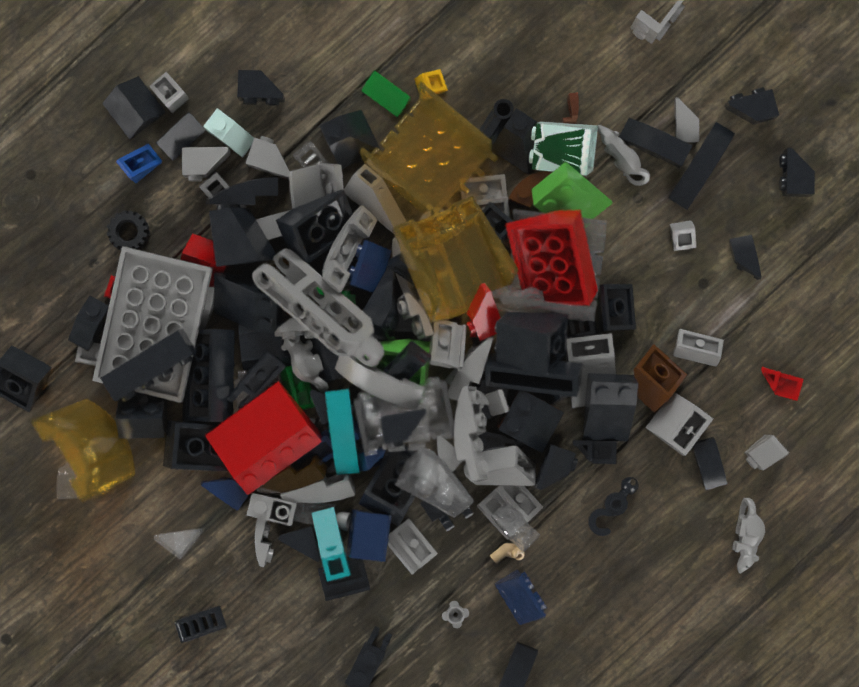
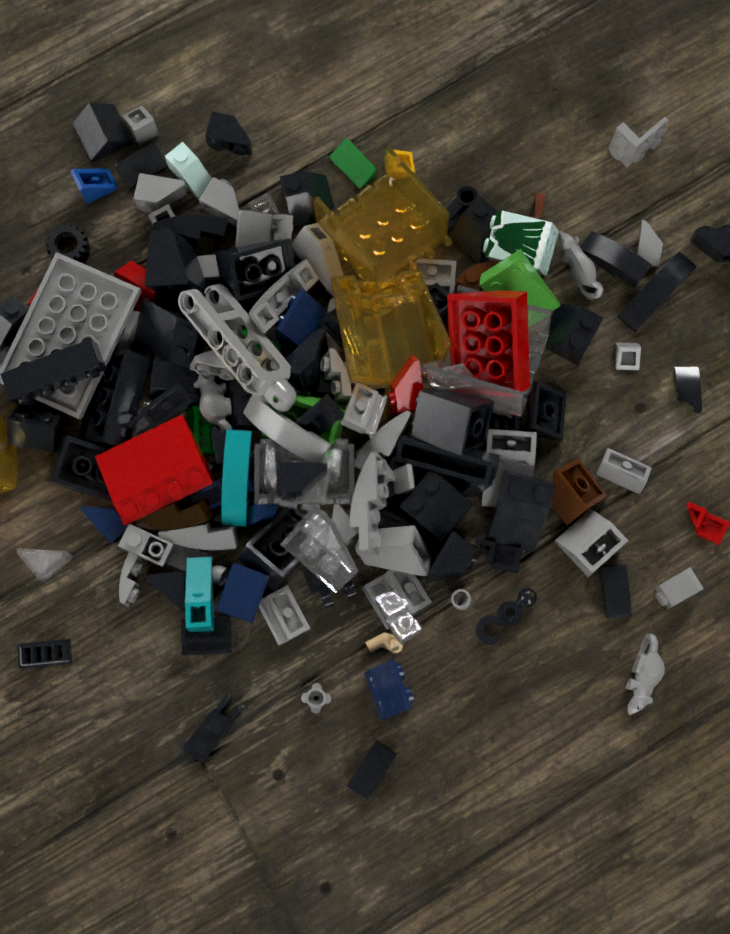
camera: 15 degrees right, 10 degrees down
(565, 497) = (457, 596): none -> light grey hinge
(627, 223) = (572, 331): none -> black slope

